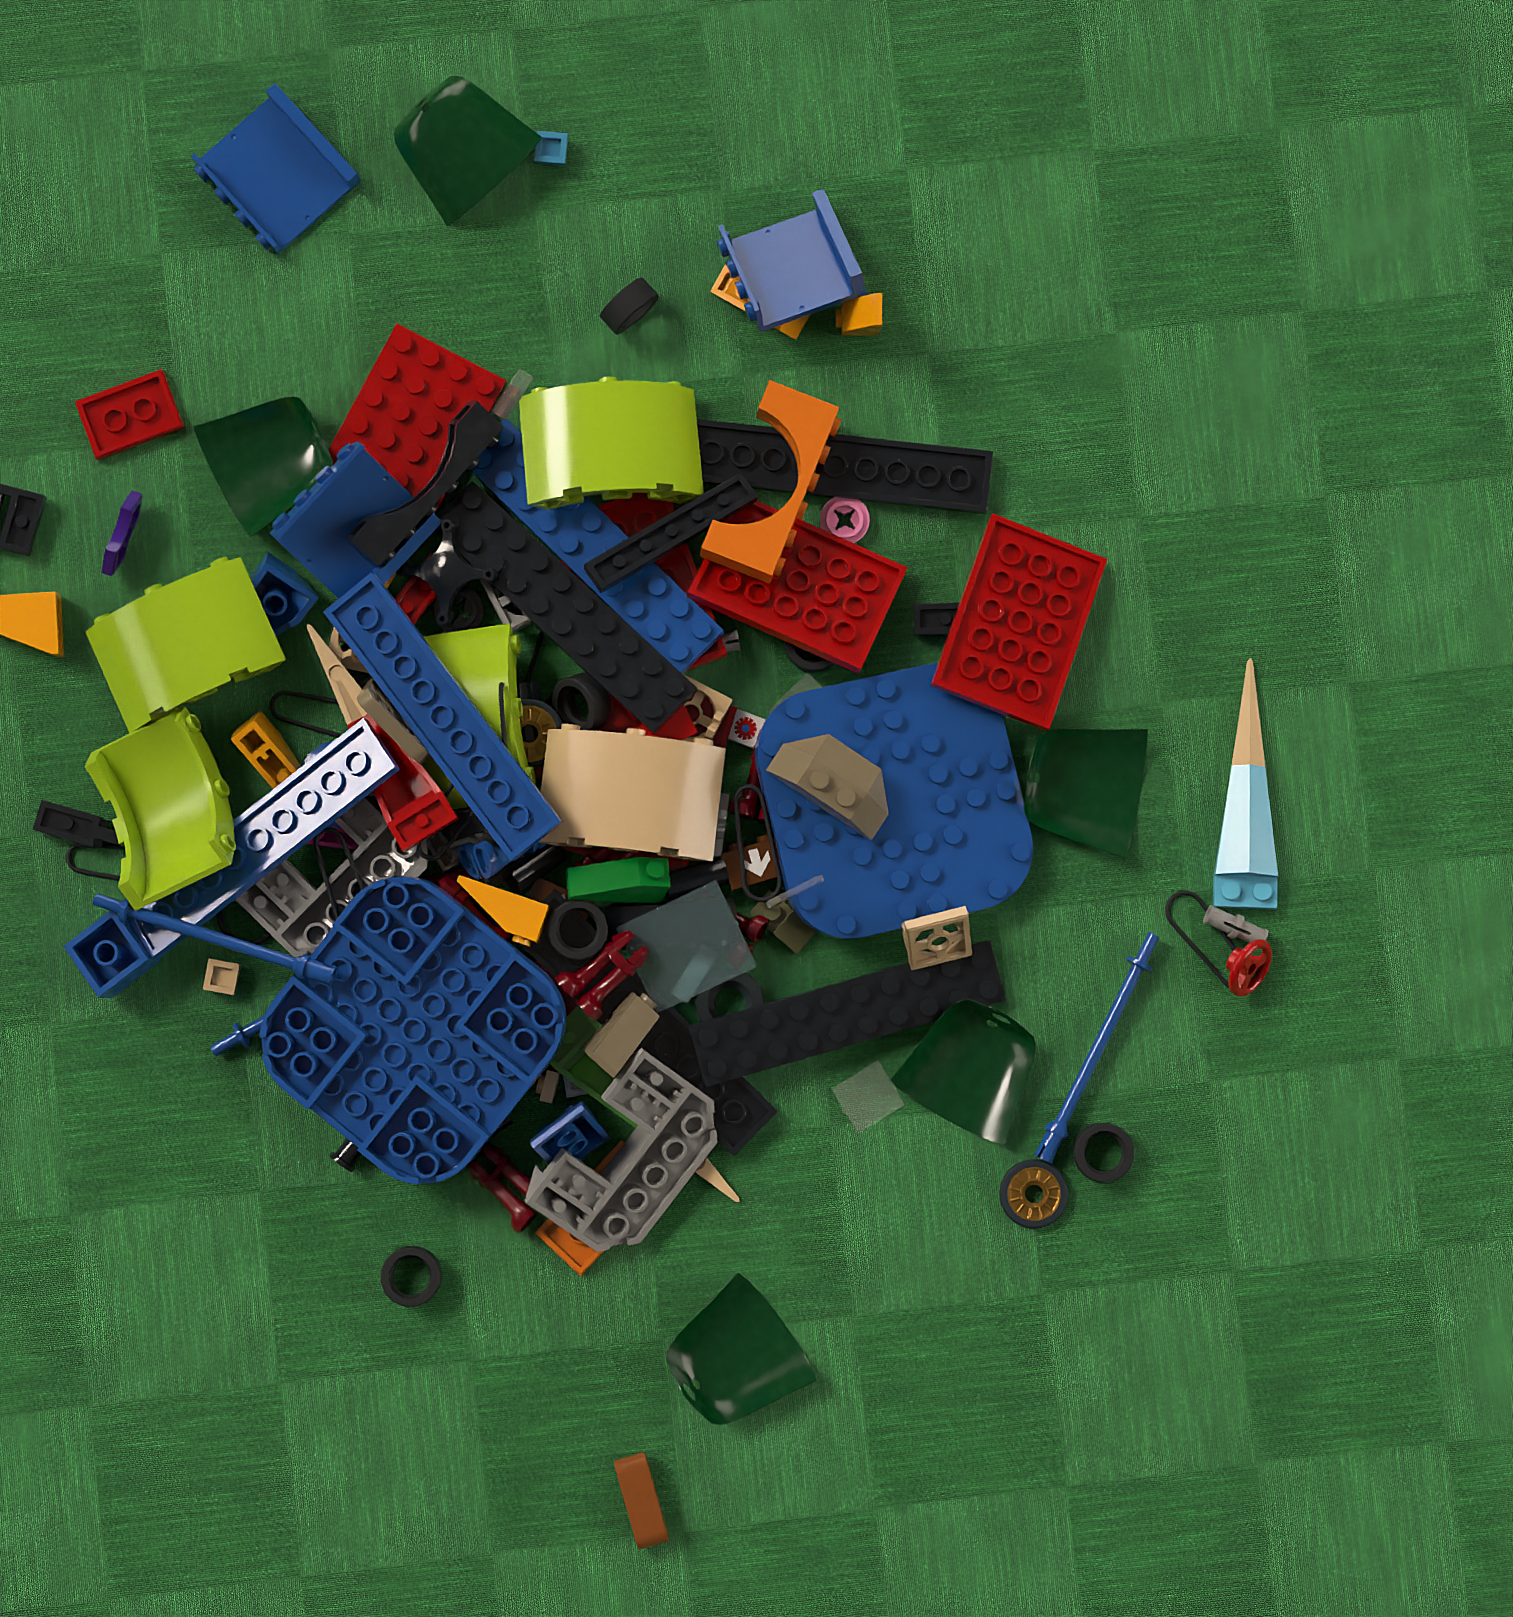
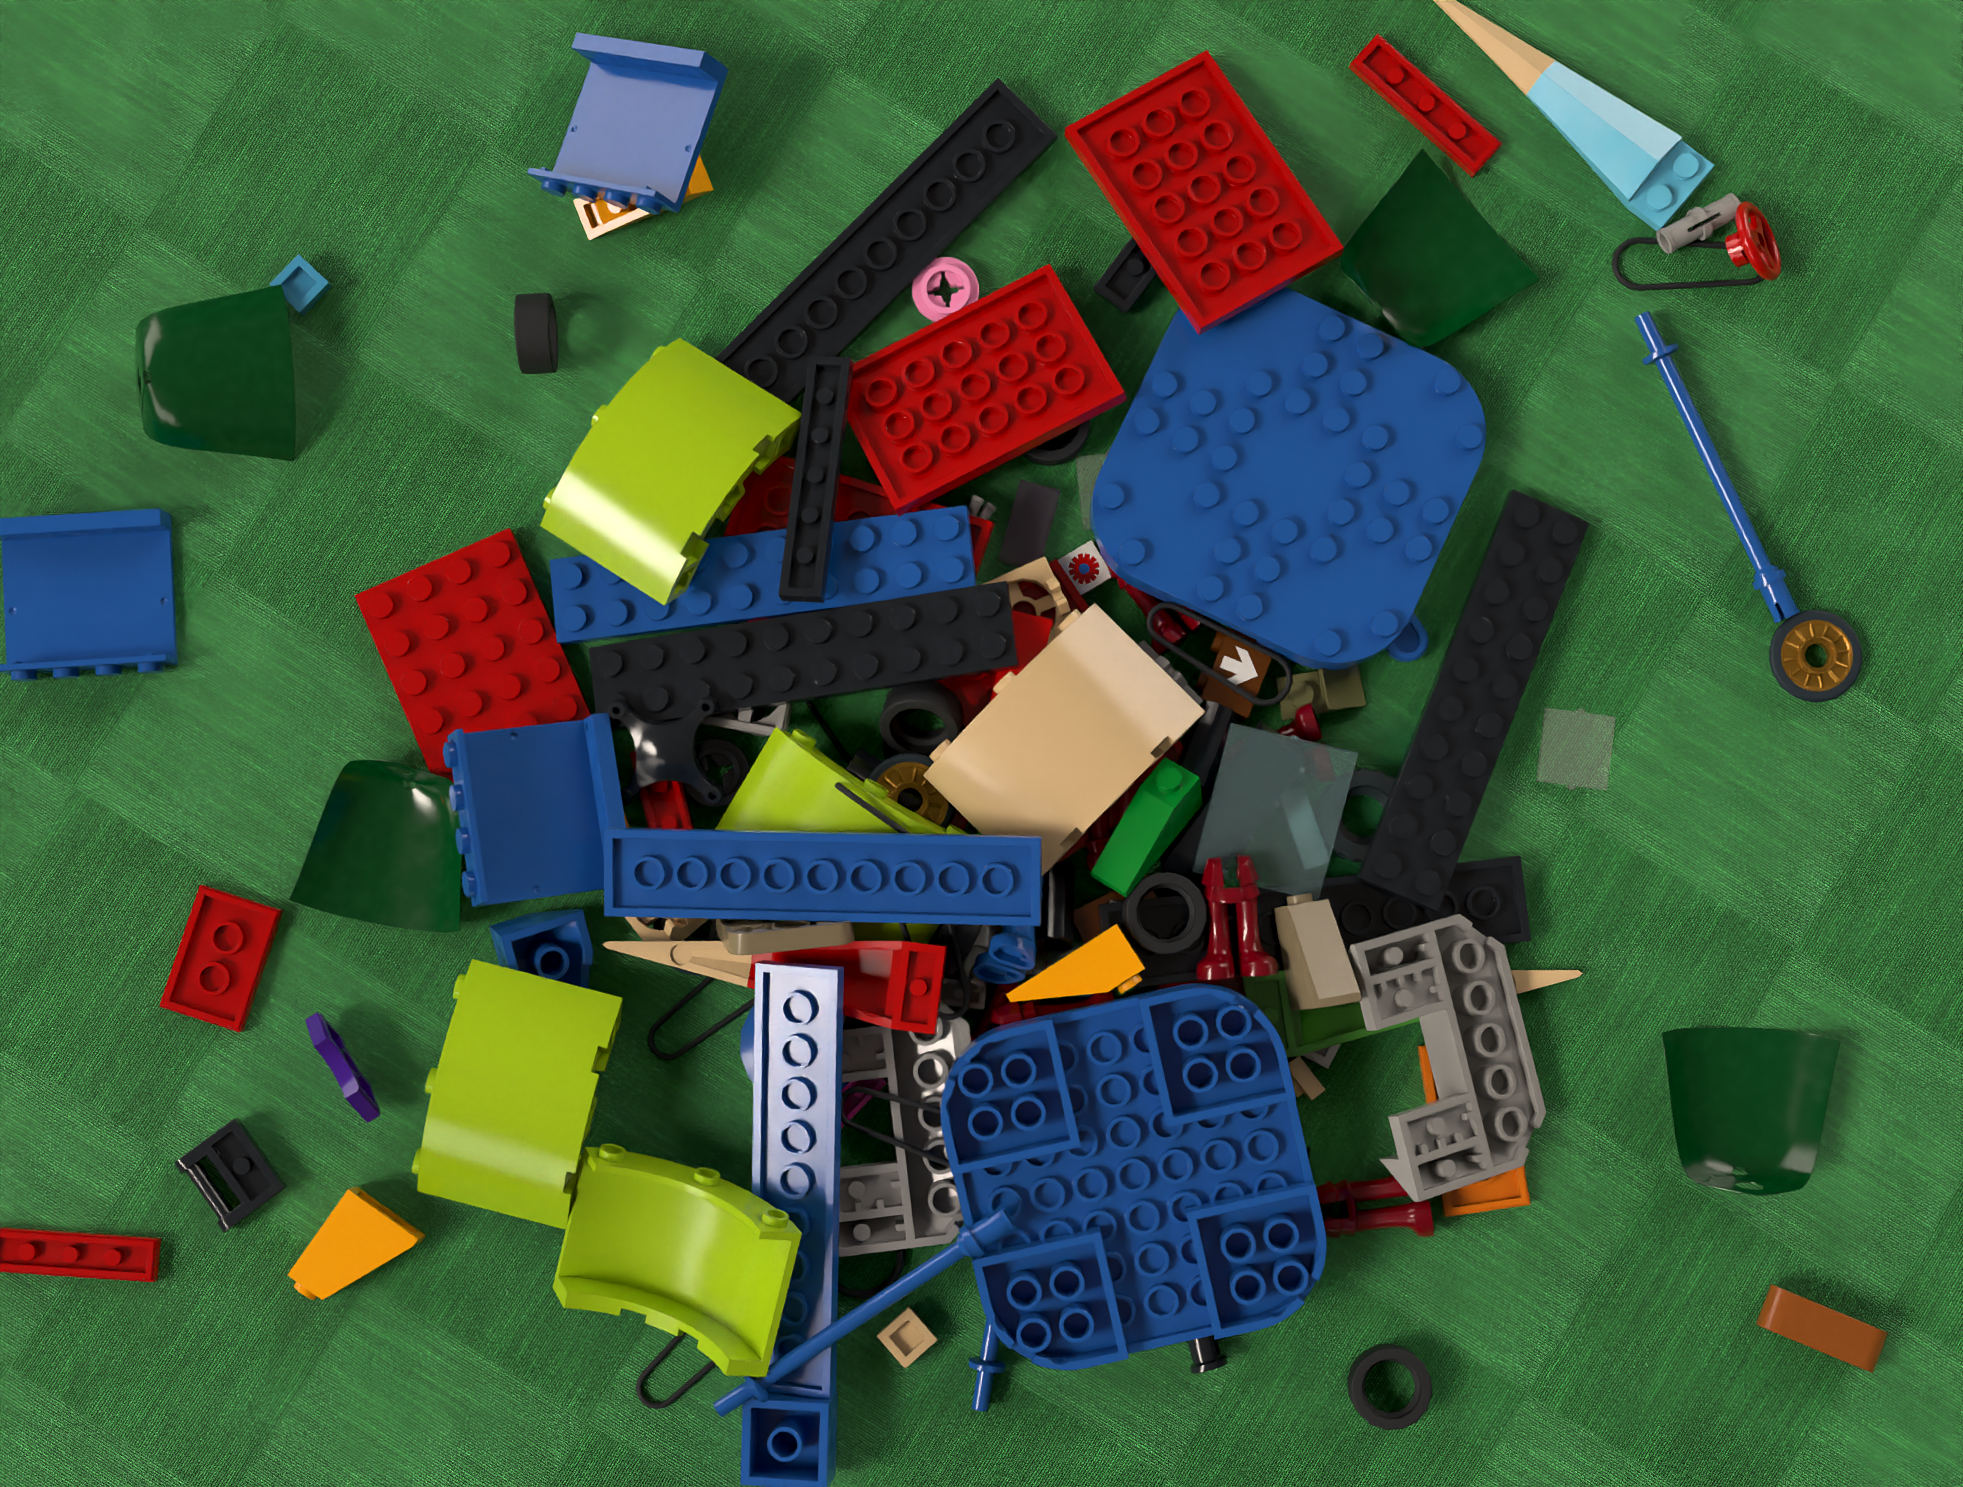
camera: 45 degrees left, 0 degrees up
(73, 825) = (616, 1368): black hinge -> none
(265, 749) = (701, 1096): light orange slope -> none
(467, 437) = (539, 613): black arch -> none
(512, 394) = (531, 531): clear piece -> none
(574, 1131) = (1374, 1090): blue slope -> none
(746, 676) = (1029, 524): none -> tile
(758, 546) = (818, 249): orange arch -> none
(795, 891) = (1312, 647): clear piece -> none
(834, 781) = (1222, 514): dark tan wedge -> none
(854, 950) = (1410, 643): none -> blue tile
(860, 316) = (746, 95): light orange slope -> none
(939, 953) = (1497, 528): tan piece -> none
(970, 1069) = (1636, 616): dark green piece -> none
(1124, 1141) = (1858, 531): black tyre -> none
(1178, 712) = (1425, 105): none -> red tile

